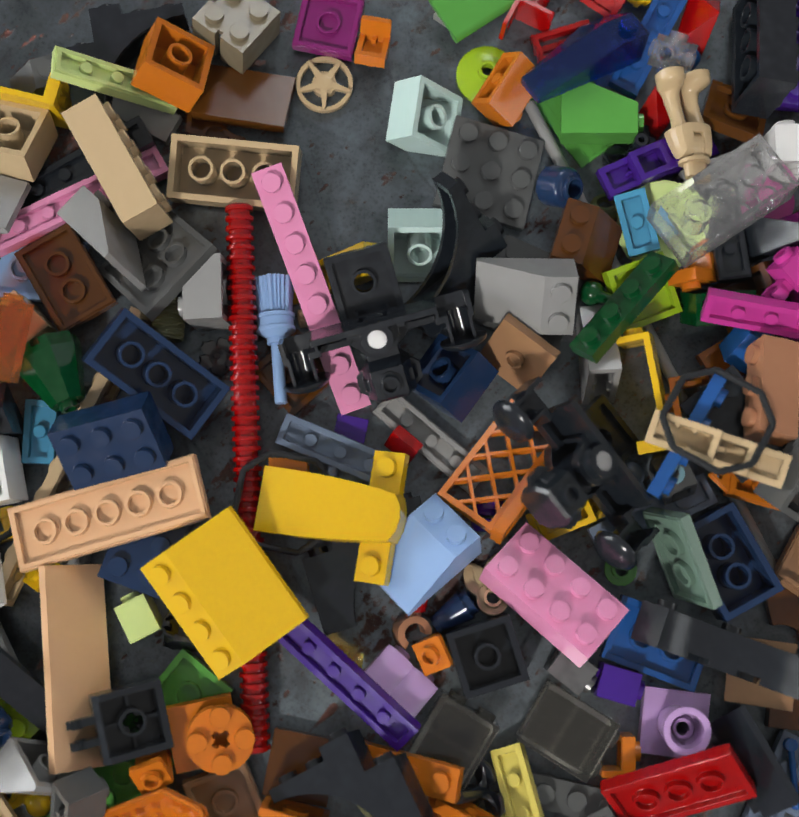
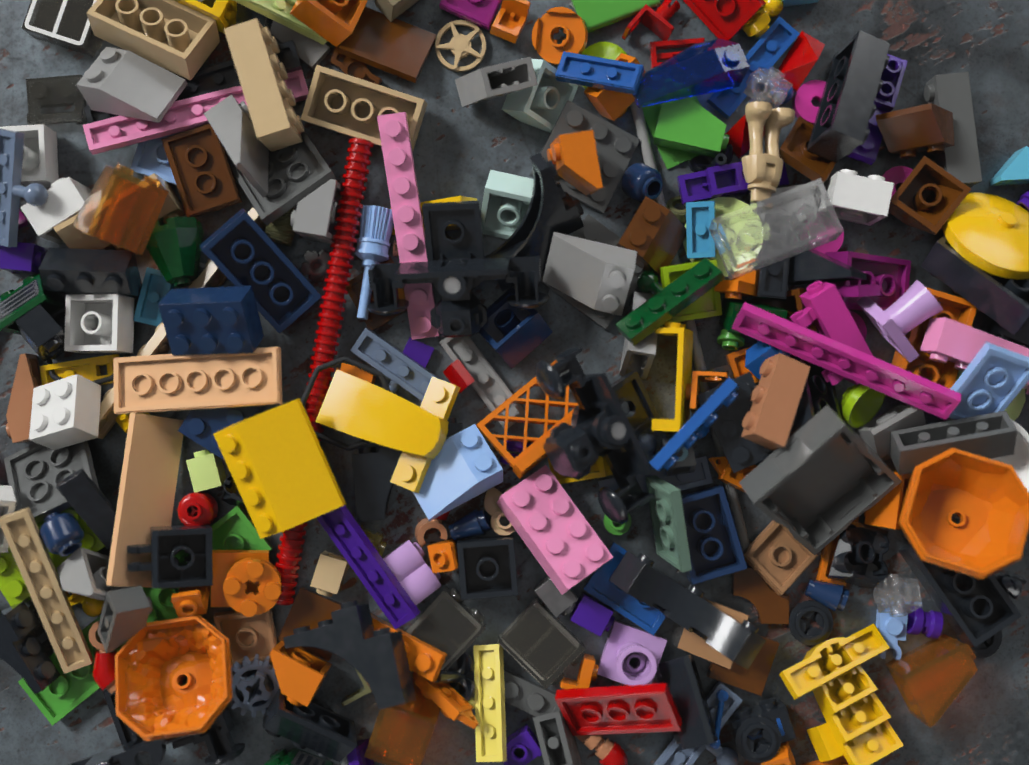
camera: 10 degrees right, 5 degrees up
(148, 660) = (206, 508): none -> red head
(306, 704) = (329, 574): none -> tan brick
(373, 110) = (496, 81): none -> light grey slope
(418, 38) = (549, 24): none -> orange plate
(486, 76) = (599, 73): none -> blue tile
(486, 174) = (577, 160): none -> orange slope
(518, 352) = (572, 320): medium nougat plate -> none
(698, 337) = (730, 340): none -> bright green plate
(711, 59) = (802, 99): none -> dark pink piece
(720, 449) = (715, 441): tan slope -> none
(728, 469) = (744, 386): black piece -> none

